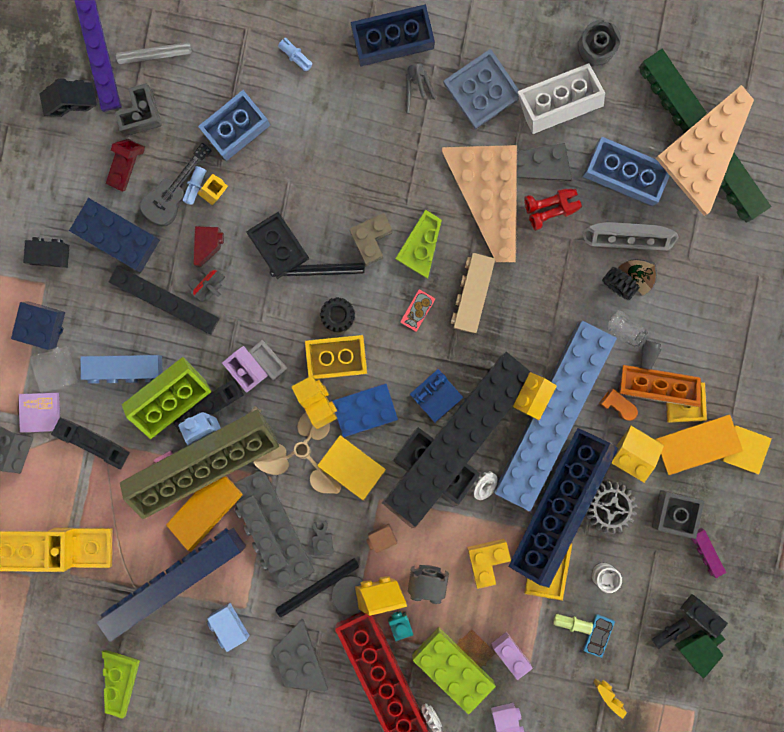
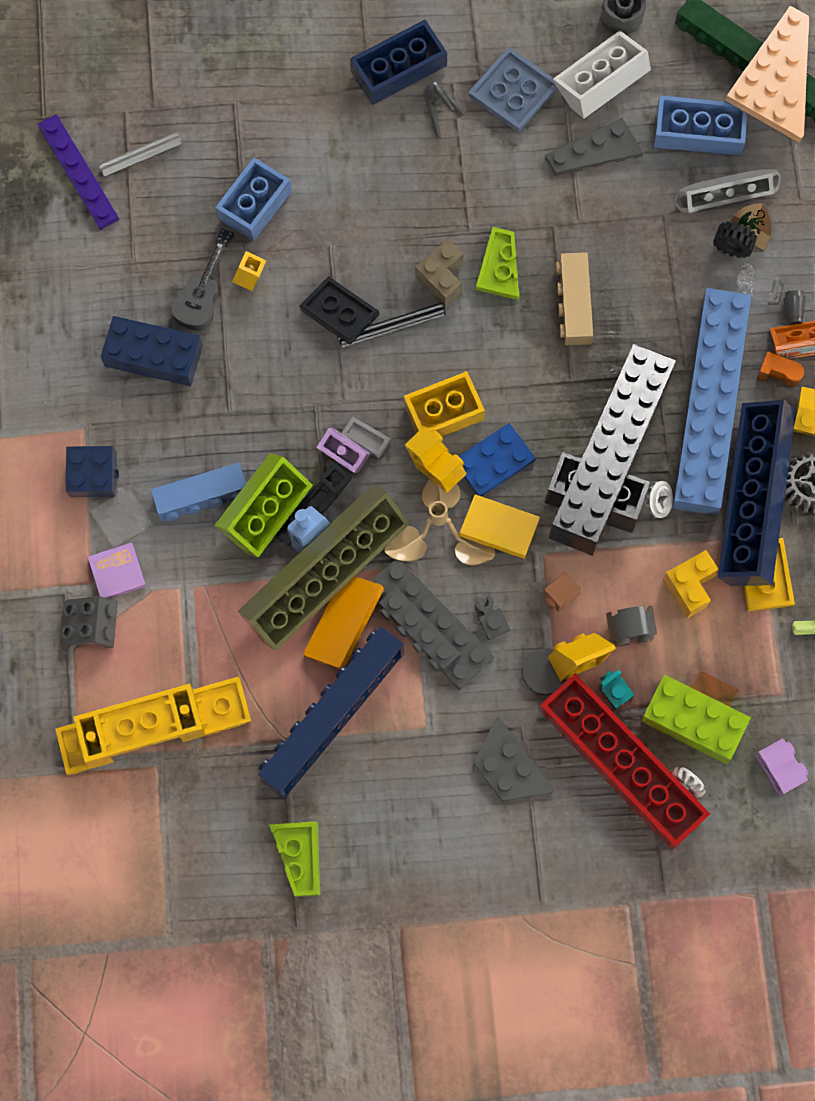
camera: 15 degrees left, 15 degrees down
(46, 253) = (78, 393): black brick -> none
(67, 96) = (57, 220): black brick -> none
(90, 442) = (187, 586): black slope -> none
(123, 163) = (139, 275): dark red bracket -> none
(142, 115) = (146, 218): dark grey brick -> none
(164, 300) = (227, 407): black plate -> none
(194, 185) = (225, 274): light blue axle -> none
(206, 243) = (259, 330): dark red slope -> none
(208, 285) = (274, 375): dark grey hips -> none
(227, 627) = (412, 750): light blue brick -> none
(295, 54) = (297, 111): light blue axle -> none
(317, 587) = (503, 675): black axle -> none
(337, 303) = (425, 353): black tyre -> none
(417, 310) = (518, 336): tile -> none
(436, 395) = (570, 420): blue hinge -> none
(490, 189) = (556, 185): light nougat wing -> none
(511, 655) = (758, 682): lavender brick -> none
(534, 396) = (681, 379): yellow brick -> none
(564, 208) = (638, 174): red piece -> none

